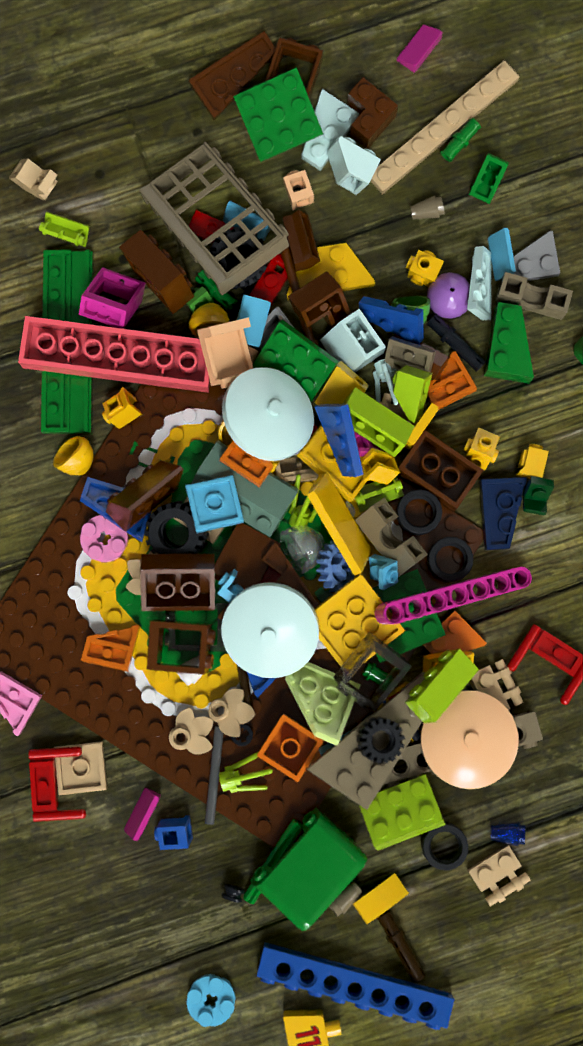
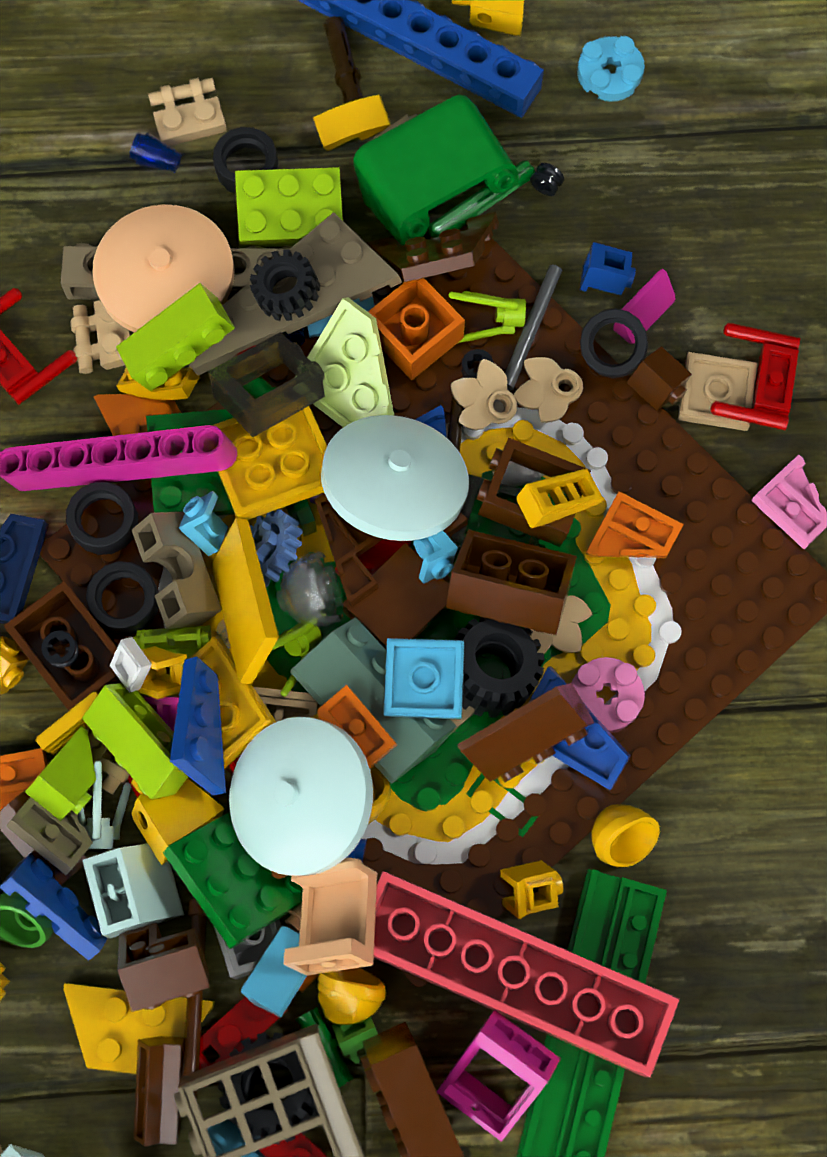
camera: 165 degrees left, 10 degrees down
(119, 761) = (660, 379): none -> reddish brown brick
(155, 755) = (600, 320): none -> black tyre
(172, 631) = (538, 507): none -> yellow slope
(288, 799) = (437, 255): none -> reddish brown wing
(395, 463) = (130, 664): none -> white tile
(441, 456) = (64, 638): none -> black bush

